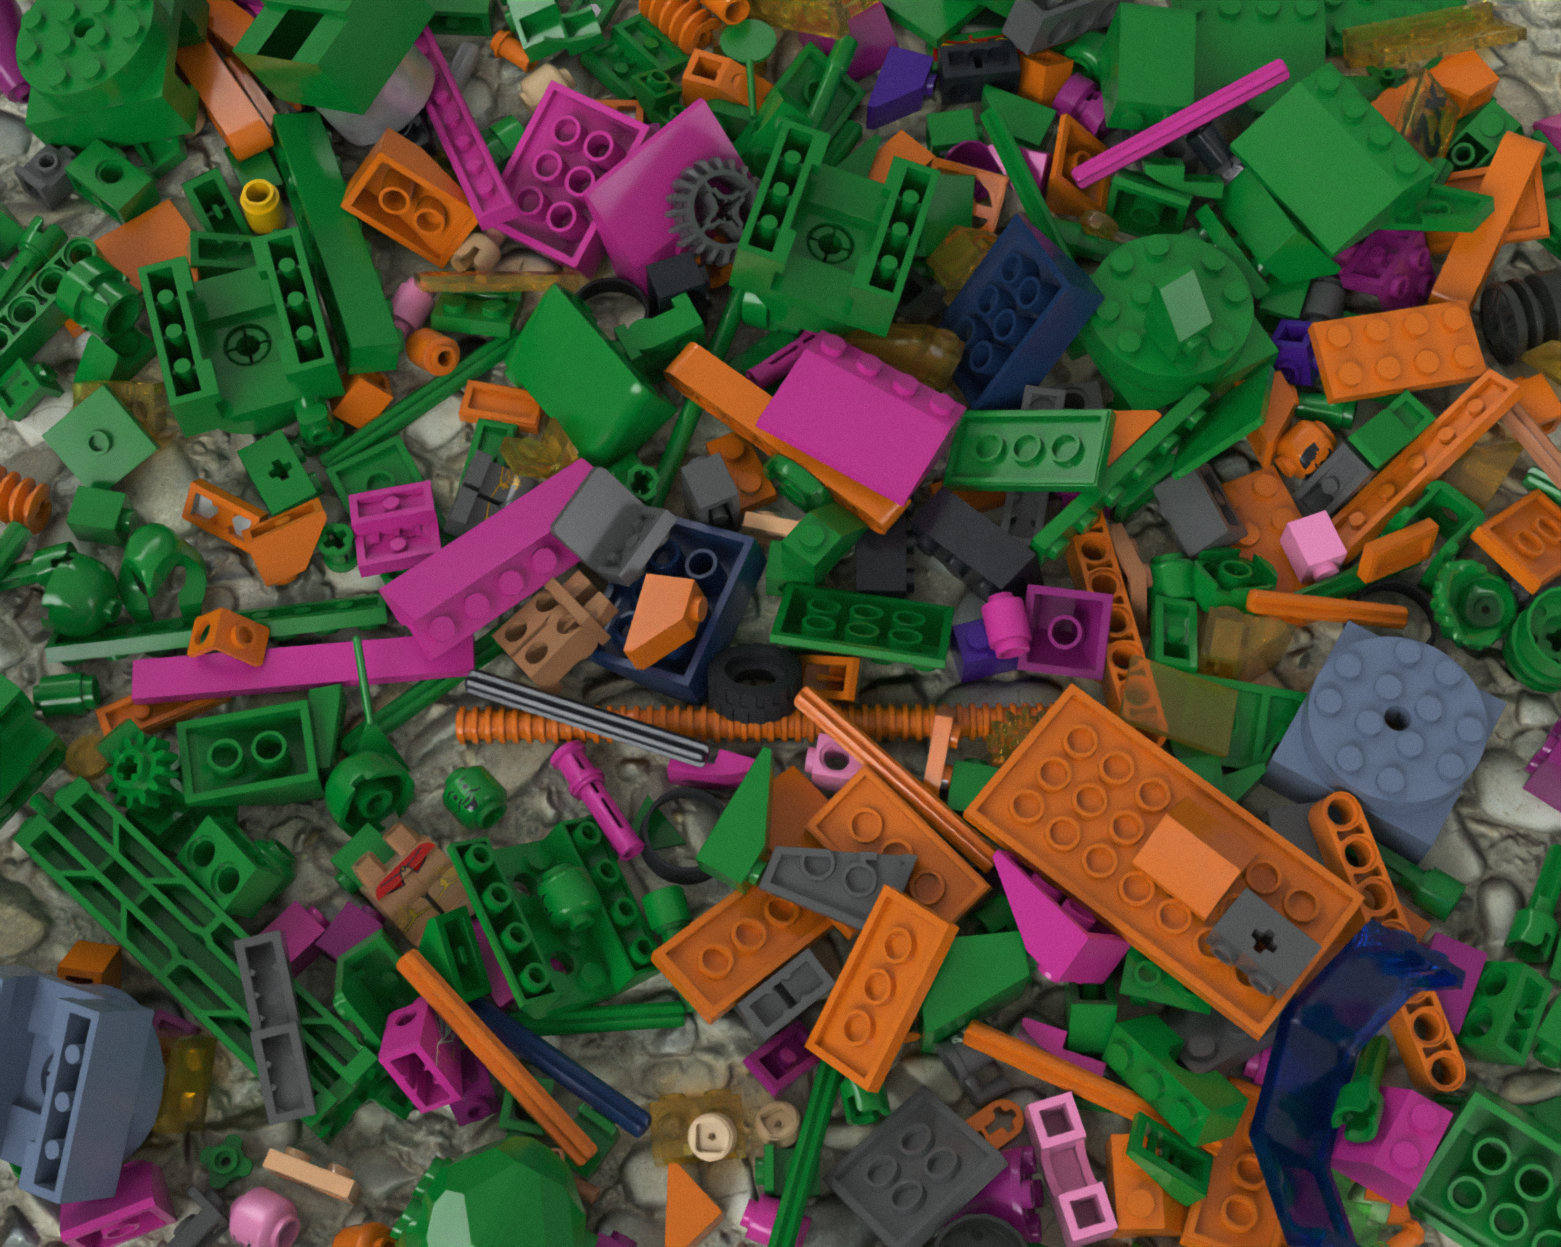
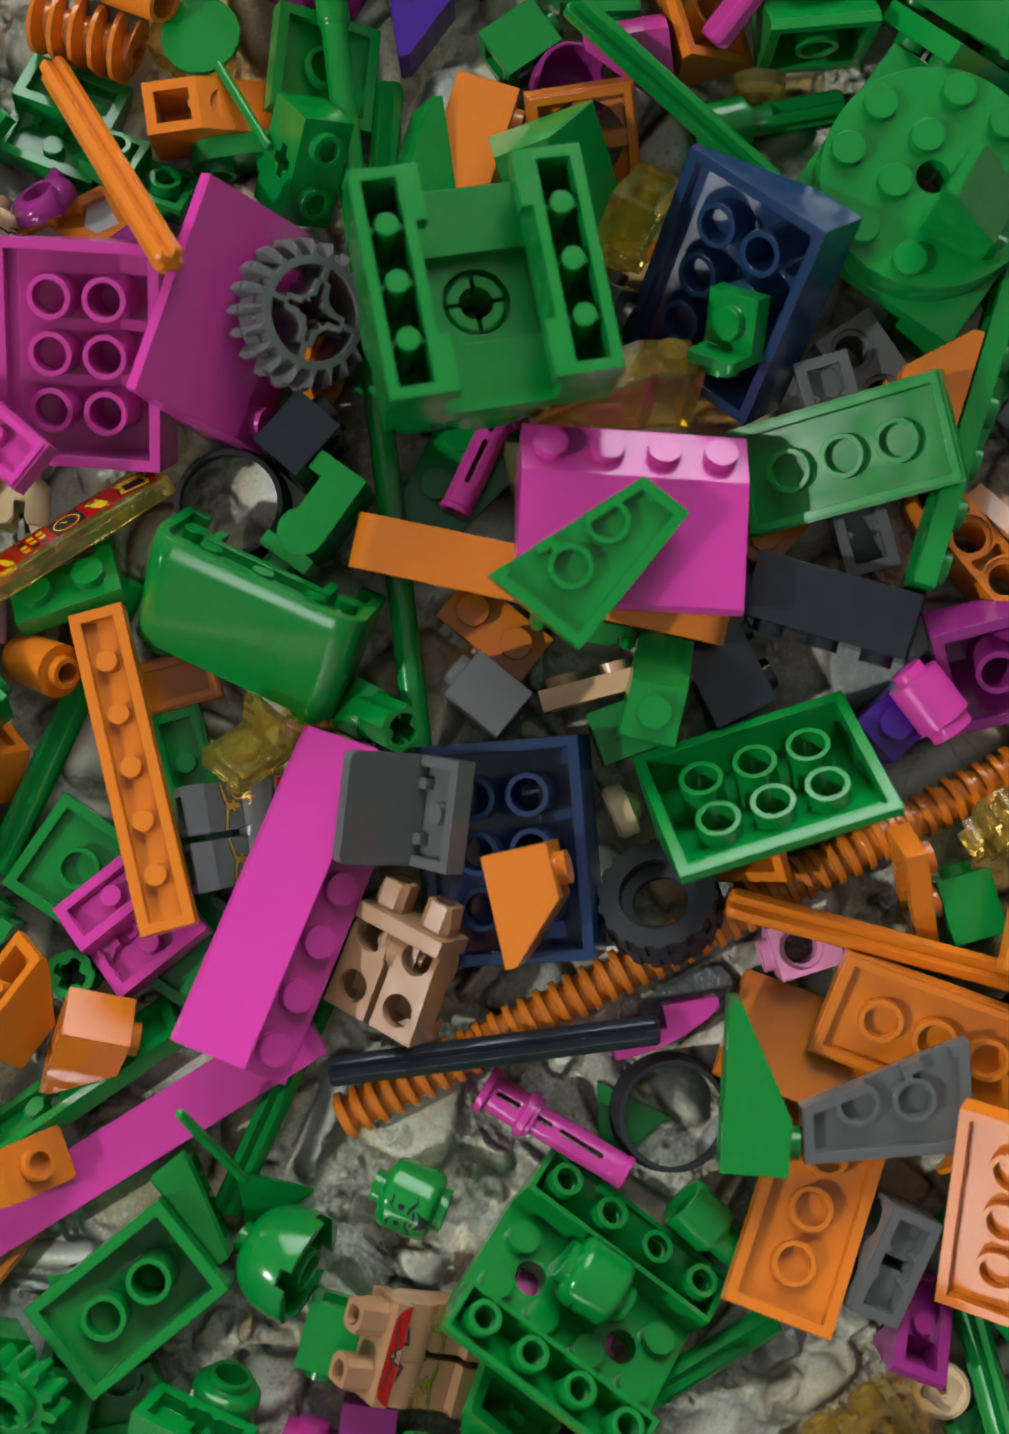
camera: 30 degrees left, 20 degrees up
(322, 583) = (89, 1040): none -> orange slope
(451, 432) = (133, 771): none -> orange plate
(600, 91) = (44, 200): none -> magenta piece
(648, 78) = (112, 166): none -> orange axle
(762, 619) = (623, 809): none -> tan tile
(817, 419) = (592, 562): none -> green wing
(992, 338) = (733, 331): none -> green bracket

